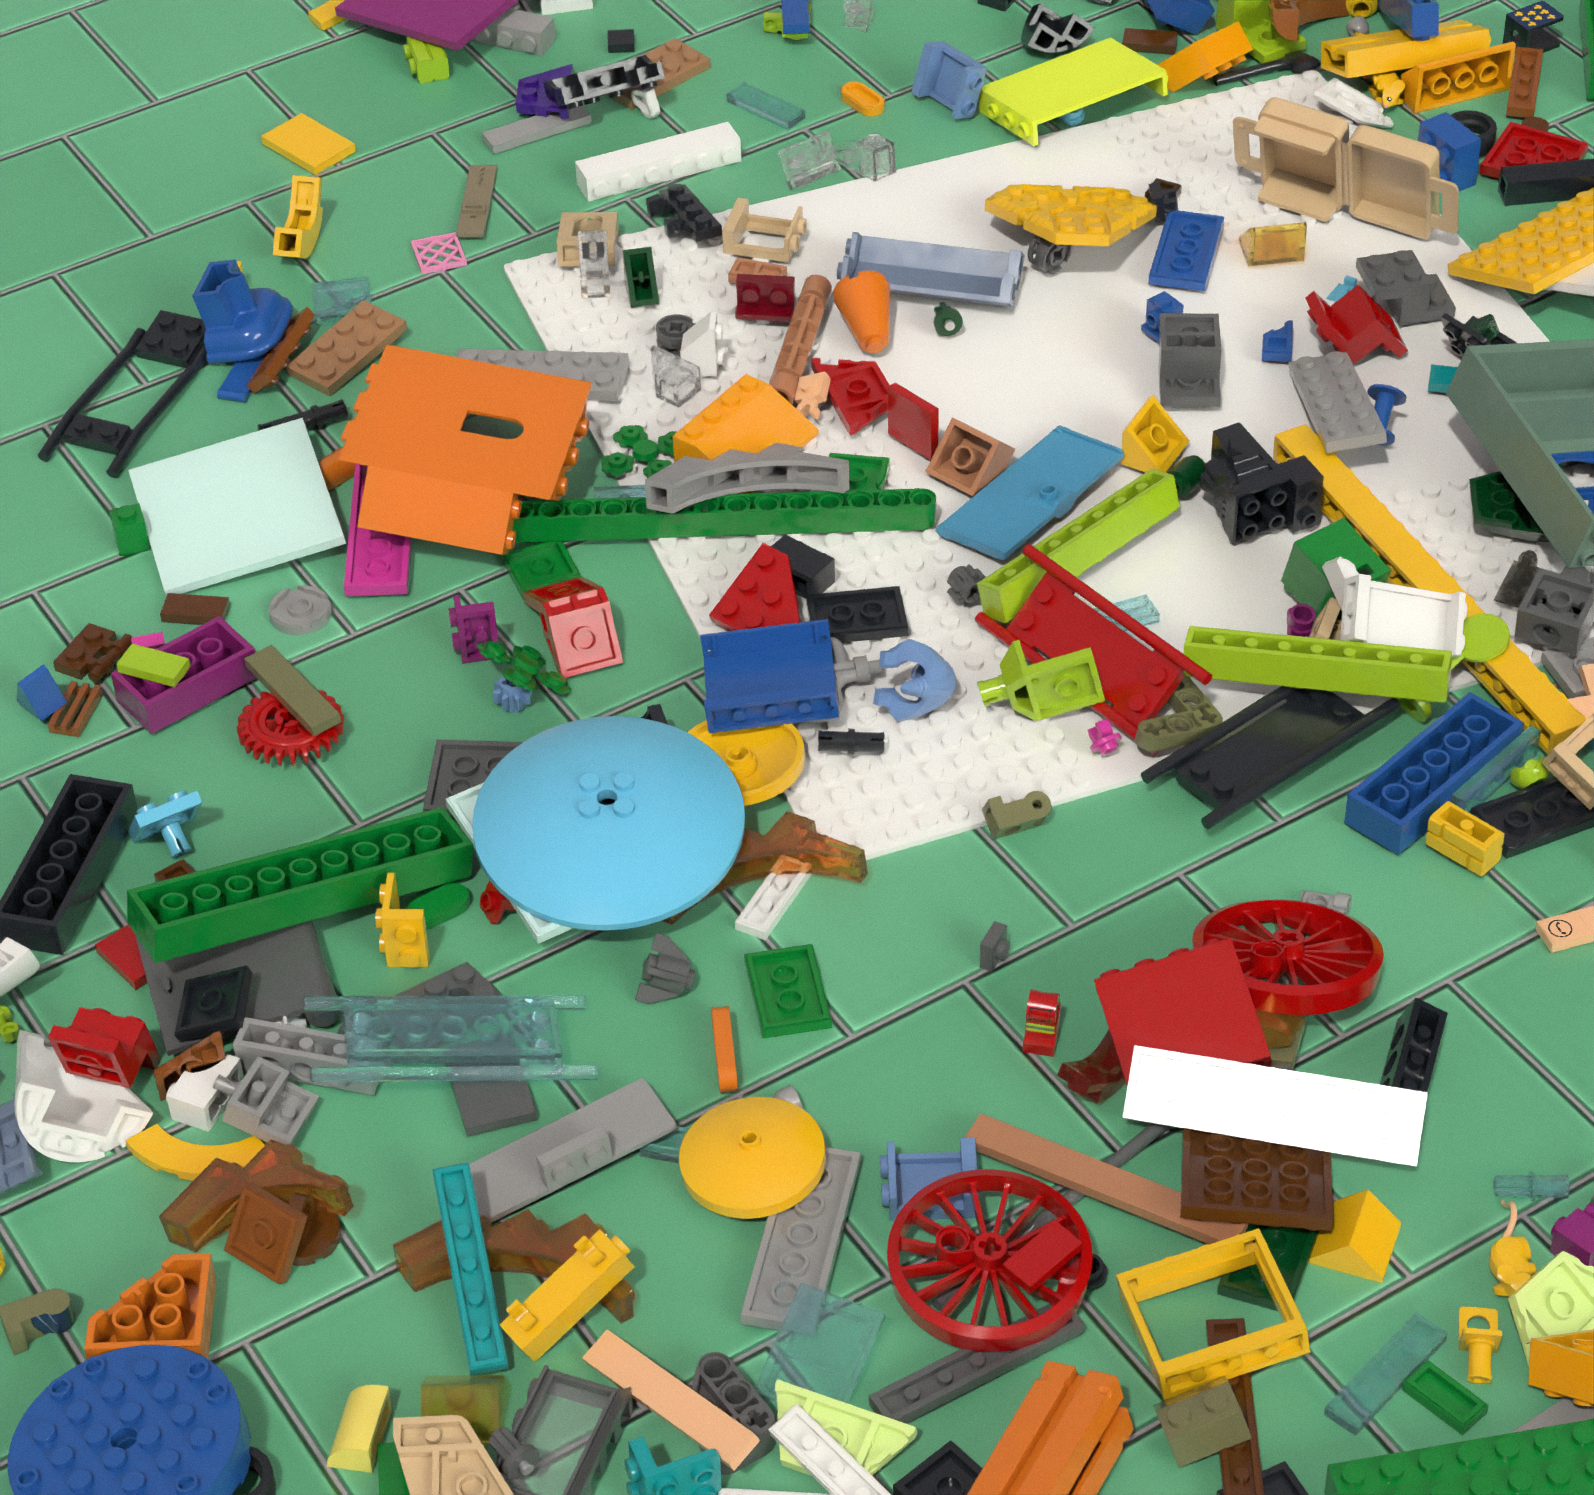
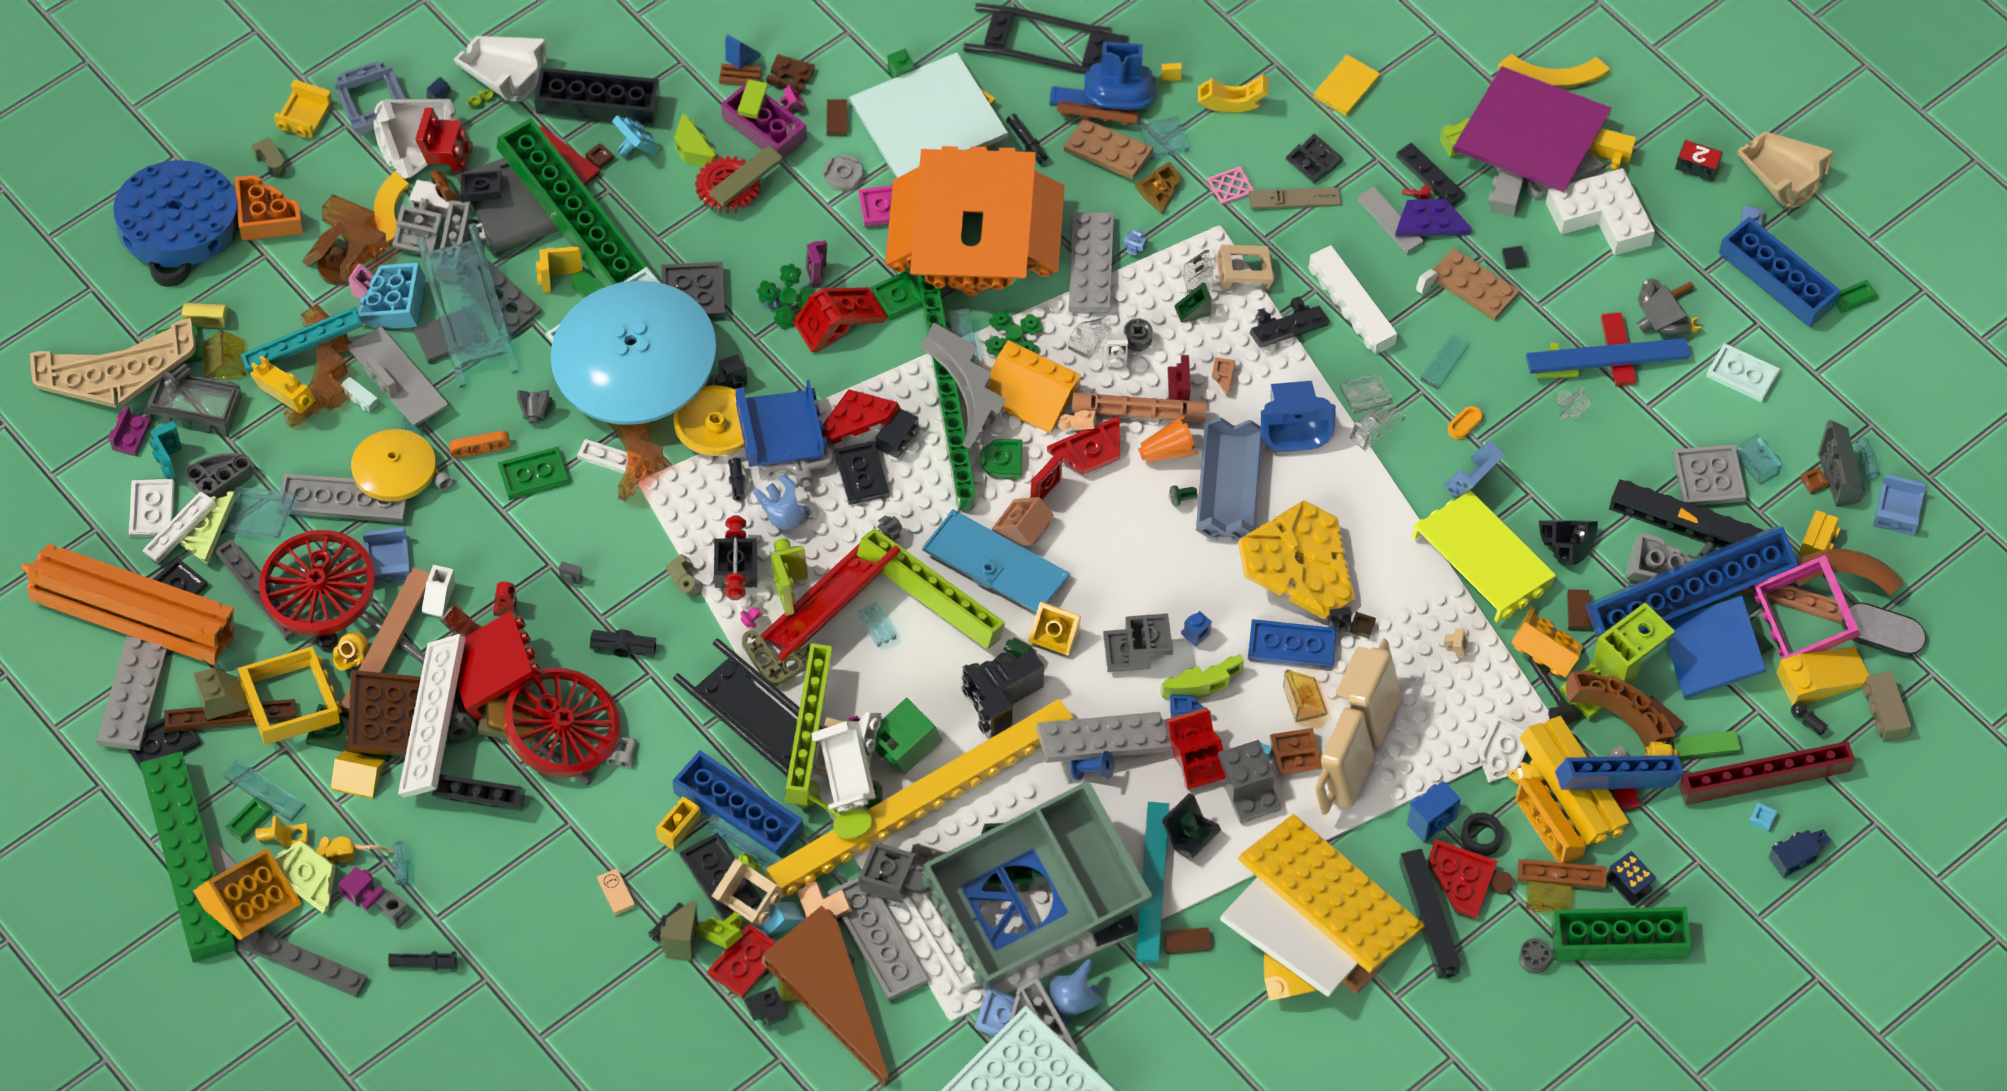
camera: 80 degrees right, 15 degrees up
(195, 764) = (691, 144): none -> lime slope
(367, 1187) = (360, 281): none -> bright pink slope
(402, 1137) = (394, 297): none -> medium azure wedge
(418, 177) = (1314, 158): none -> black slope
(422, 309) = (1159, 186): none -> pearl gold slope
(472, 91) = (1430, 174): none -> black plate
(501, 99) = (1424, 193): none -> red hand
(516, 331) = (1135, 242): none -> medium blue gear
(595, 1202) = (359, 395): none -> light aqua piece
(602, 80) = (1432, 252): black bracket -> none
(671, 1399) = (218, 444): light nougat tile -> none
(741, 220) = (1265, 354): tan panel -> none
(847, 192) = (1296, 418): none -> blue piece
(1011, 738) = (735, 560): none -> black brick
(1014, 1103) = (438, 590): none -> white slope
(1042, 1257) = (308, 602): red tile -> none
(1122, 1230) = (350, 651): none -> yellow head
(1129, 893) = (623, 643): none -> black piece
(1201, 116) = (1457, 642): none -> tan tile
(1243, 316) = (1200, 683): none -> lime slope
(1340, 257) = (1295, 751): none -> dark orange slope
(1556, 96) = (1547, 896): none -> clear yellow bracket

